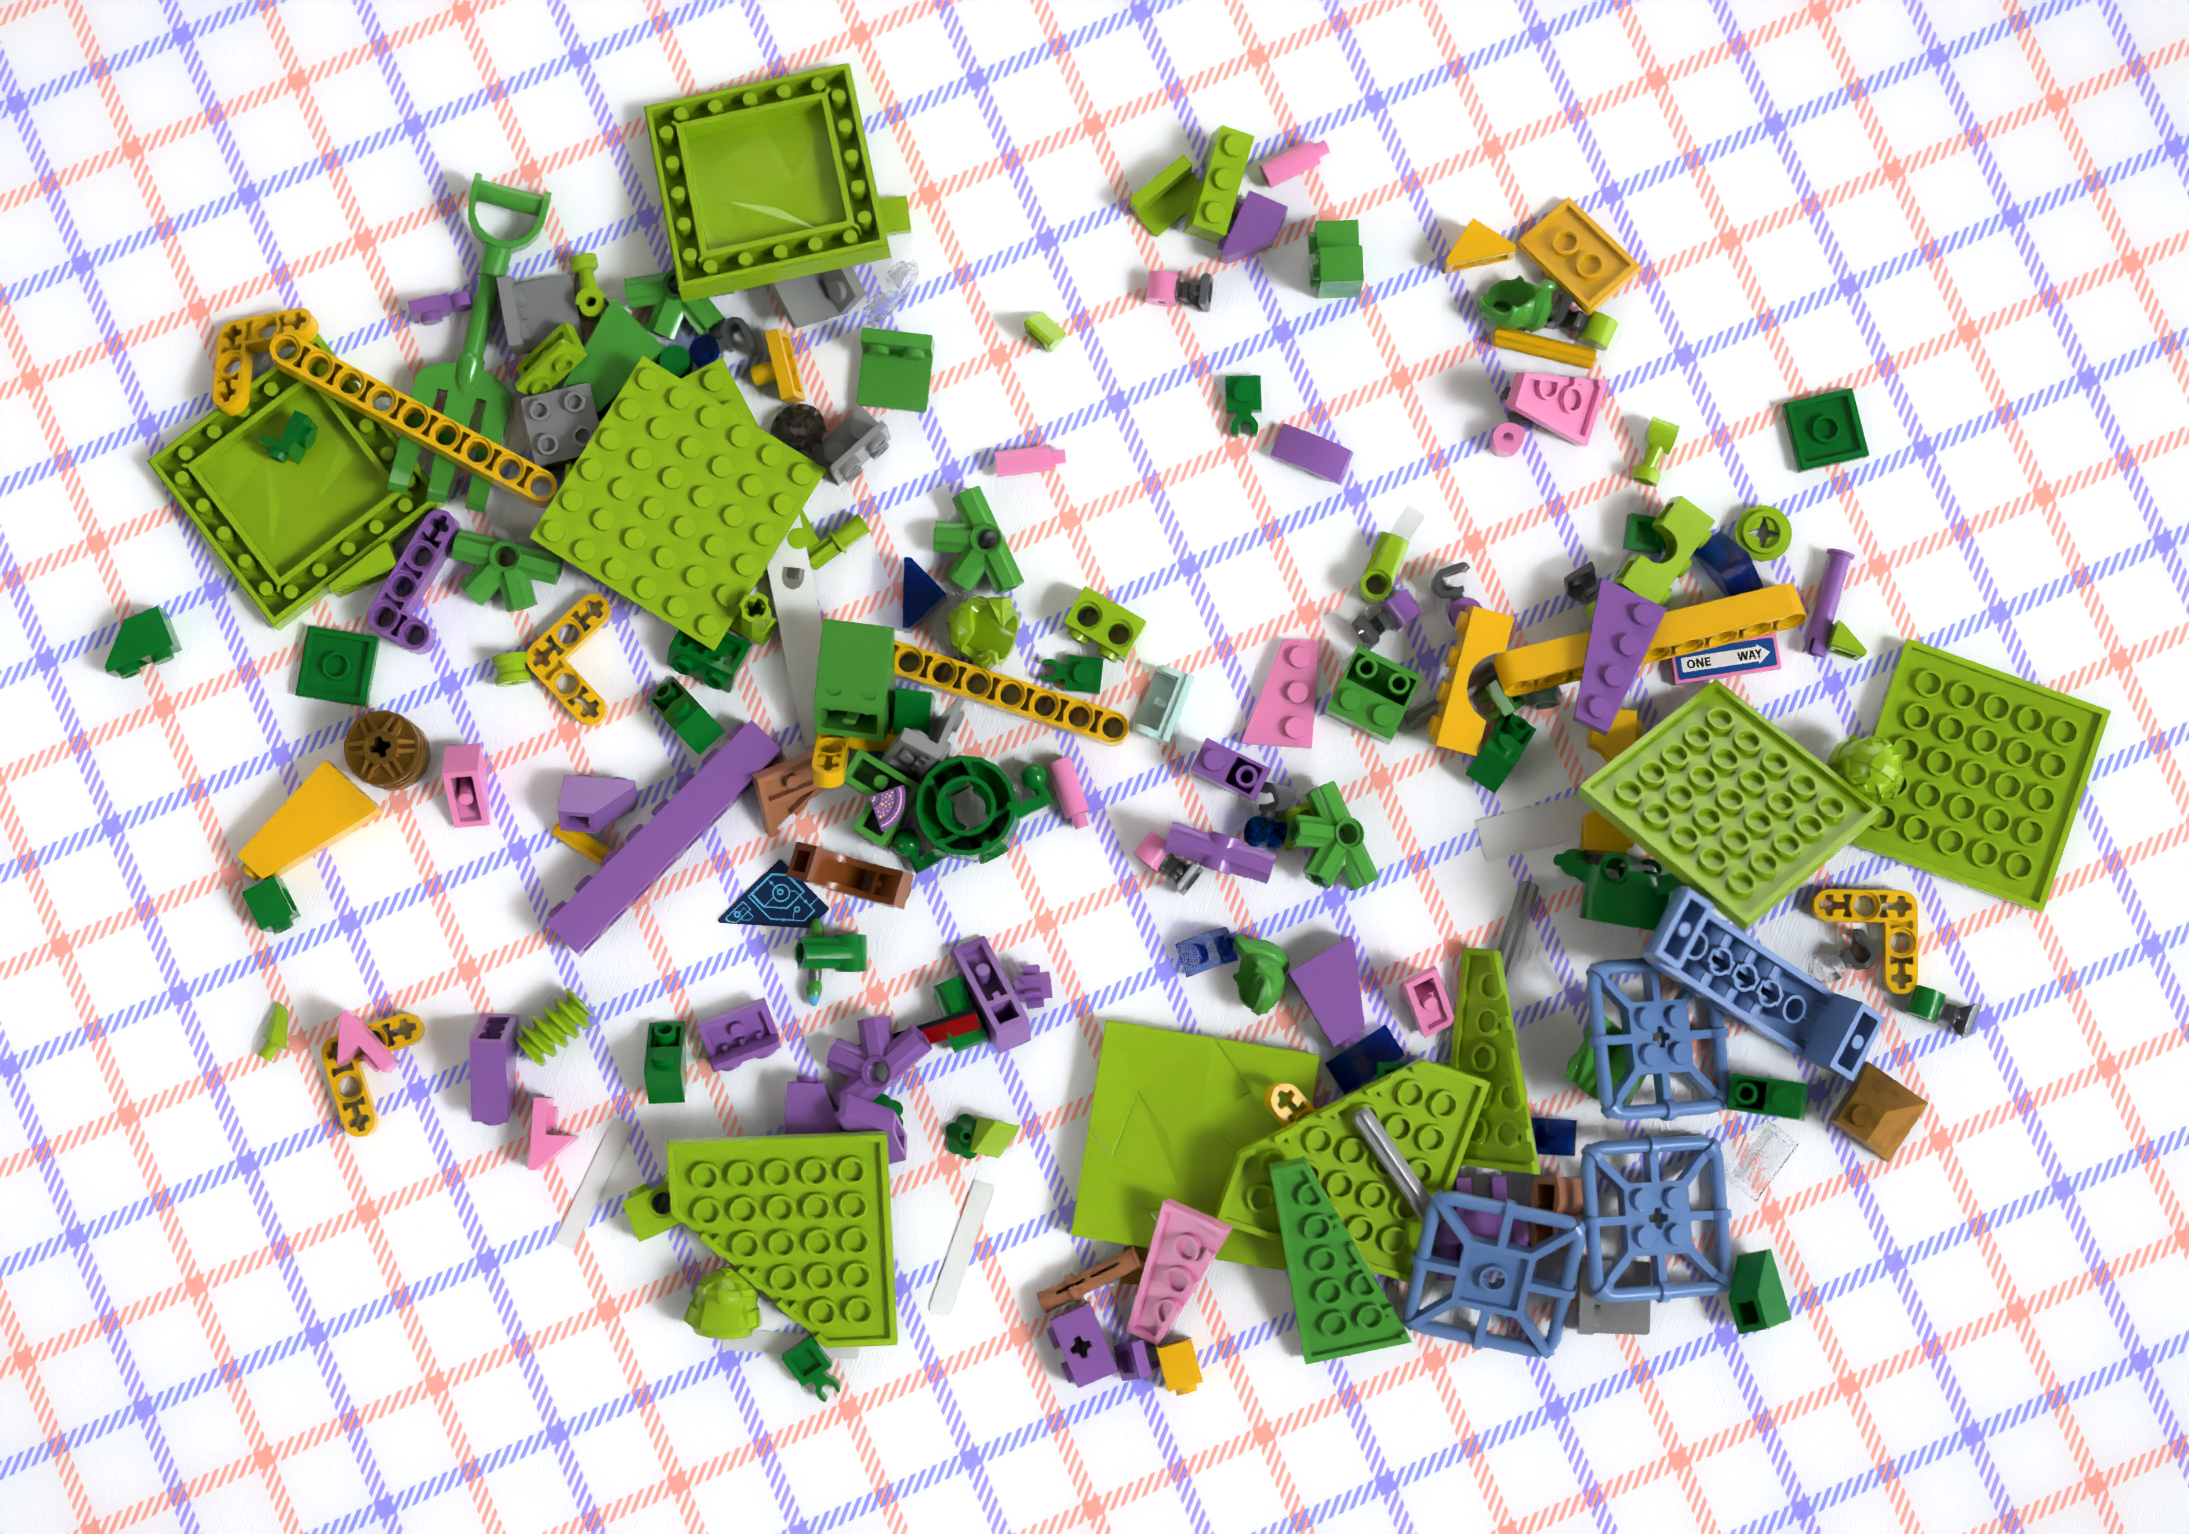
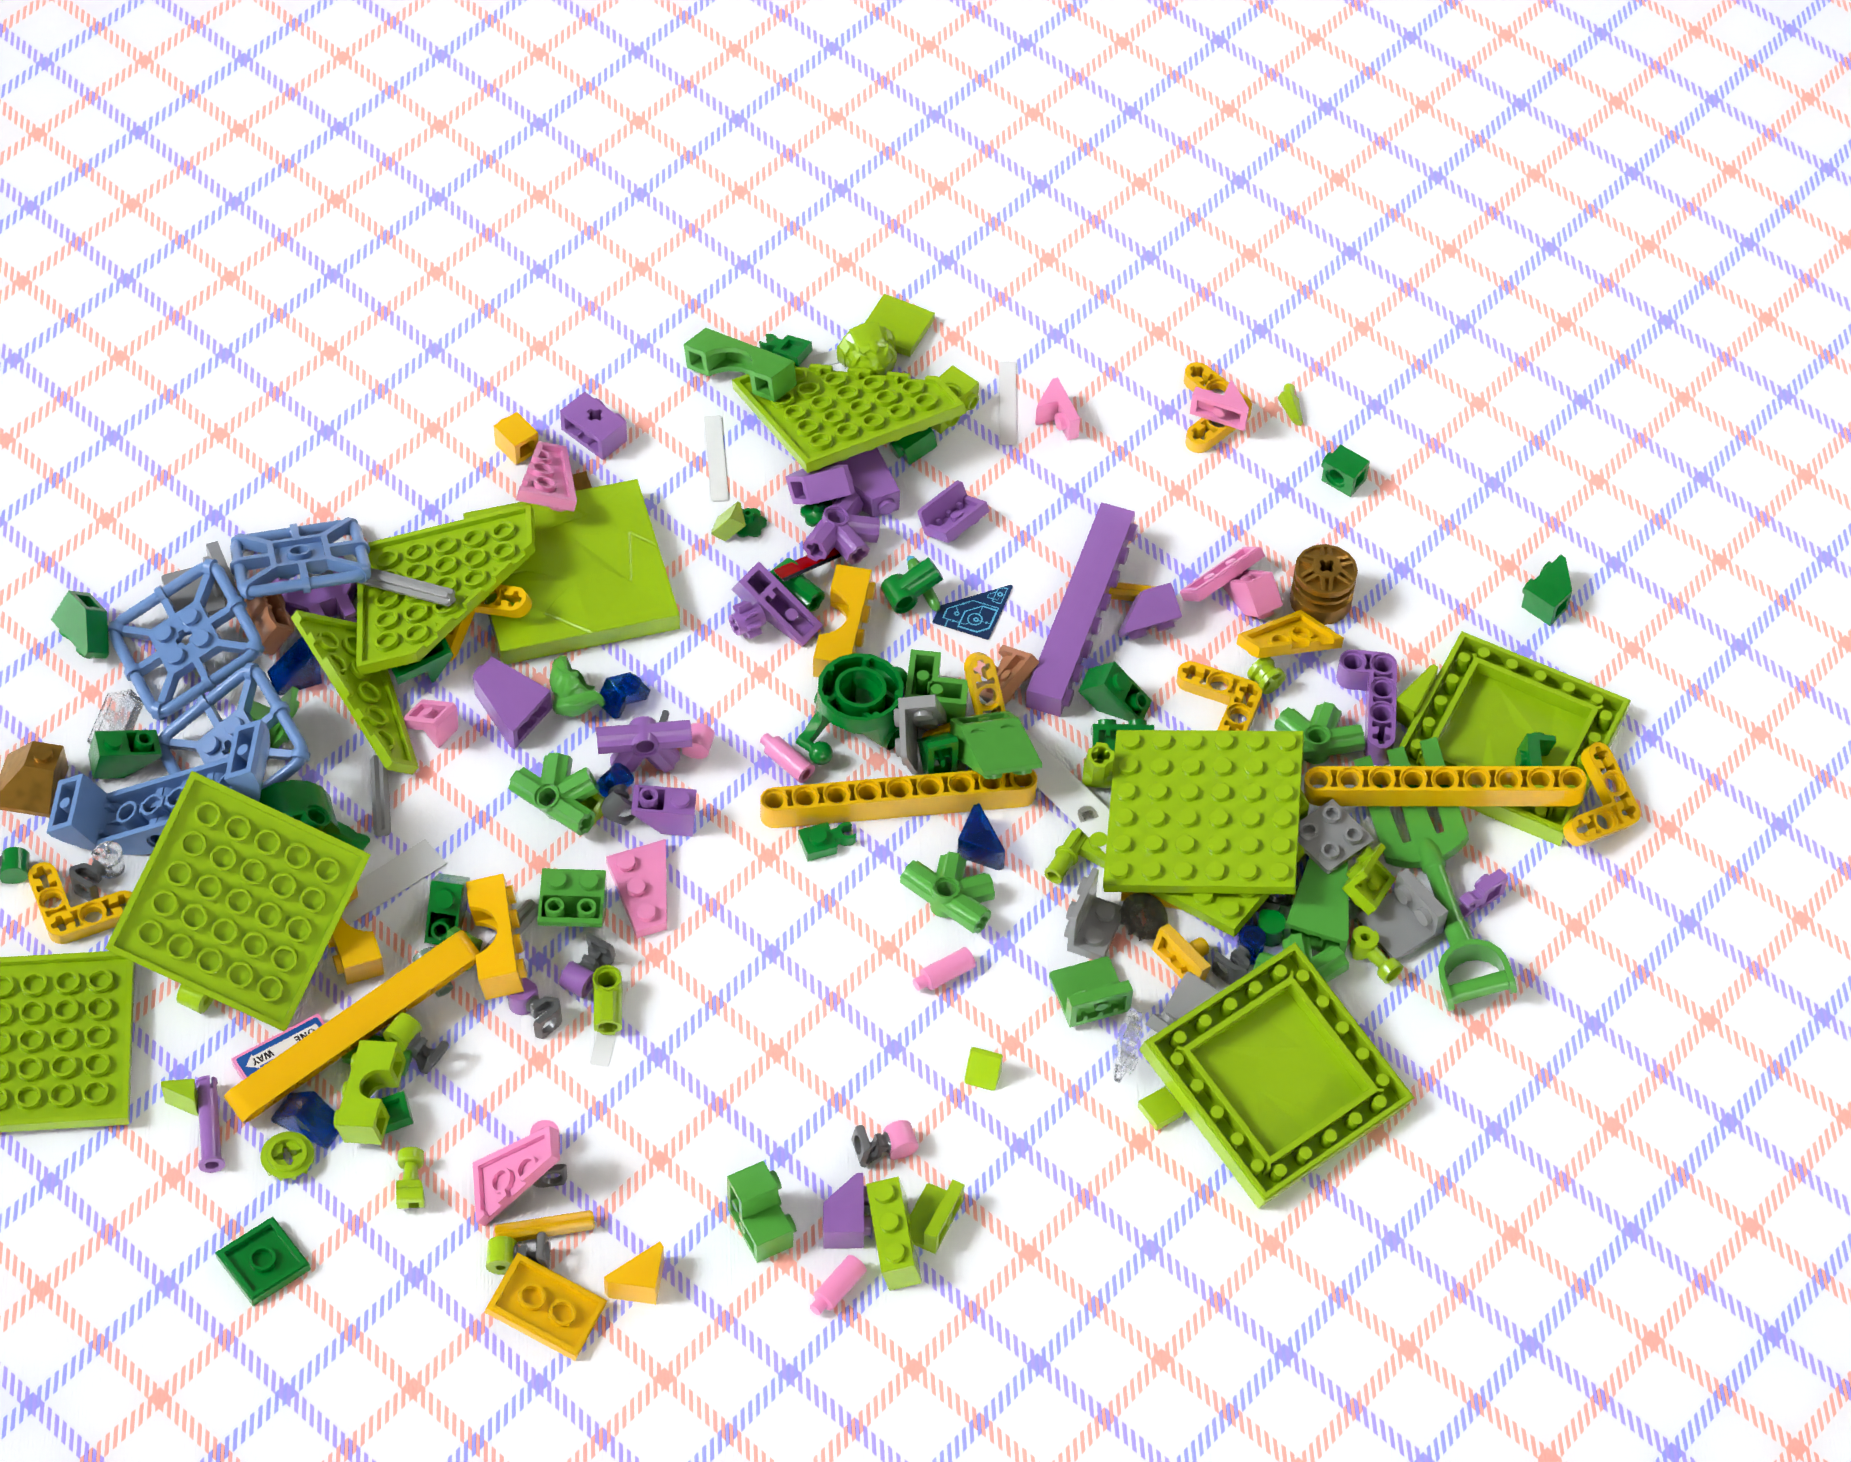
camera: 150 degrees right, 30 degrees down
(310, 821) = (1354, 519): yellow slope -> none
(337, 666) = (1399, 632): green tile -> none
(462, 701) = (1288, 636): none -> yellow wing
(485, 823) = (1222, 573): none -> bright pink tile
(493, 1068) = (1122, 433): medium lavender slope -> none
(555, 1027) = (1092, 469): lime piece -> none
(665, 1352) = (906, 321): none -> lime tile
(666, 1062) = (998, 480): green slope -> none
(850, 876) = (947, 634): dark orange arch -> none
(889, 806) = (921, 671): medium lavender tile -> none
(902, 1388) = (717, 353): none -> bright green arch
(955, 900) = (850, 595): none -> yellow arch
(984, 629) = (913, 828): lime helmet -> none
(1076, 1286) = (616, 457): nougat pin -> none
(1109, 617) = (818, 881): lime brick -> none
(1133, 1360) = (551, 430): medium lavender tile -> none
(1163, 704) = (742, 840): light aqua hinge -> none
(1243, 398) = (787, 1088): green plate -> none
(1311, 453) = (704, 1063): medium lavender slope -> none
(1331, 1285) = (429, 510): bright green wing -> none
(1359, 1061) = (458, 676): clear blue slope -> none
(1518, 304) = (587, 1240): bright green hair -> none
(1616, 646) = (381, 989): medium lavender wing -> none
(1869, 766) = (125, 988): lime helmet -> none

